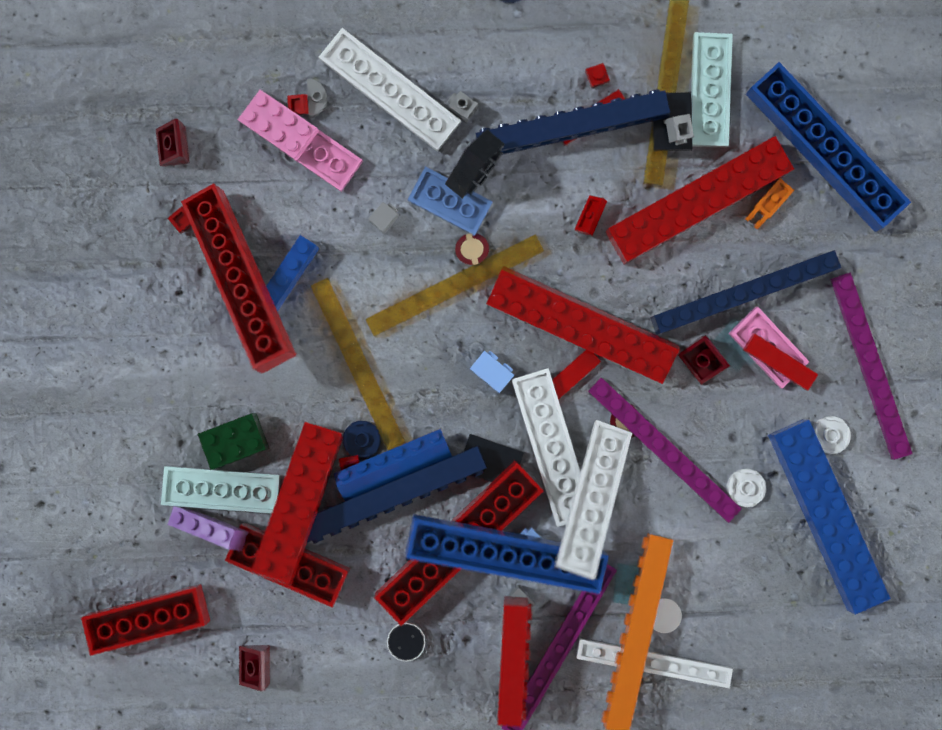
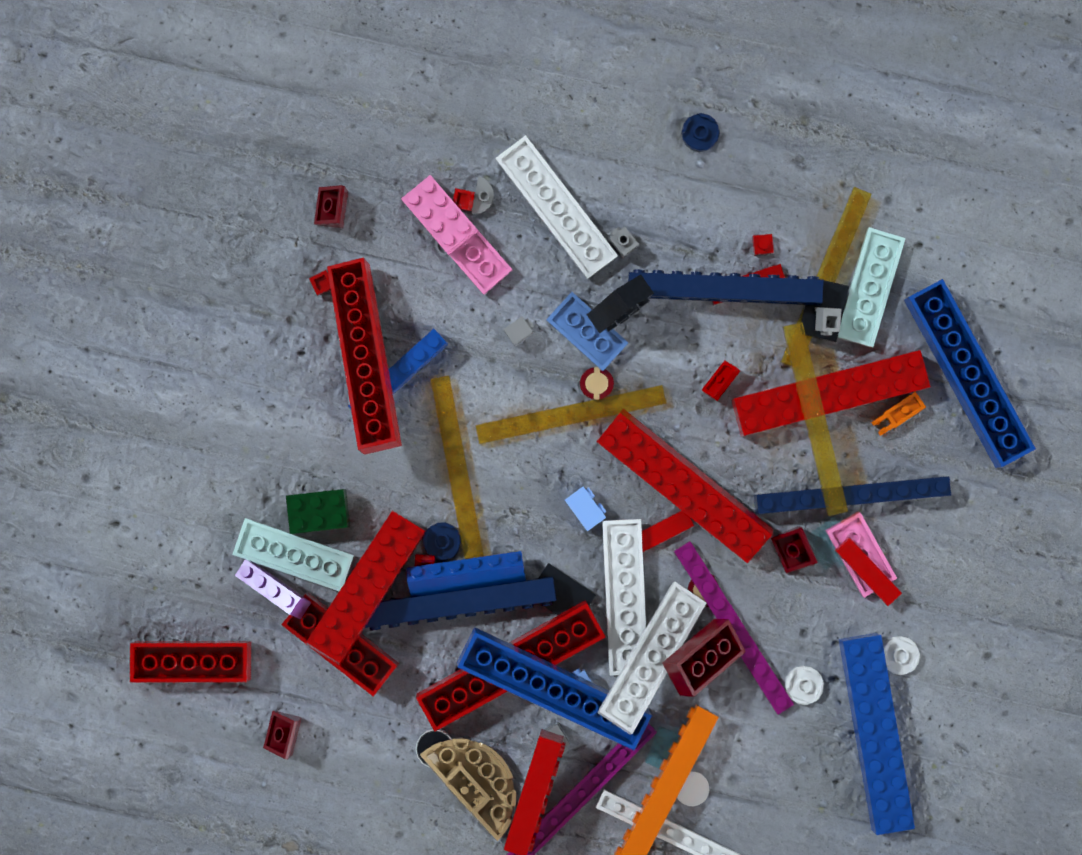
camera: 20 degrees right, 0 degrees up
(454, 661) = (476, 779): none -> tan brick
(644, 486) = (704, 657): none -> dark red brick
(692, 227) = (815, 419): none -> clear yellow plate
(871, 366) = (957, 598): magenta plate -> none

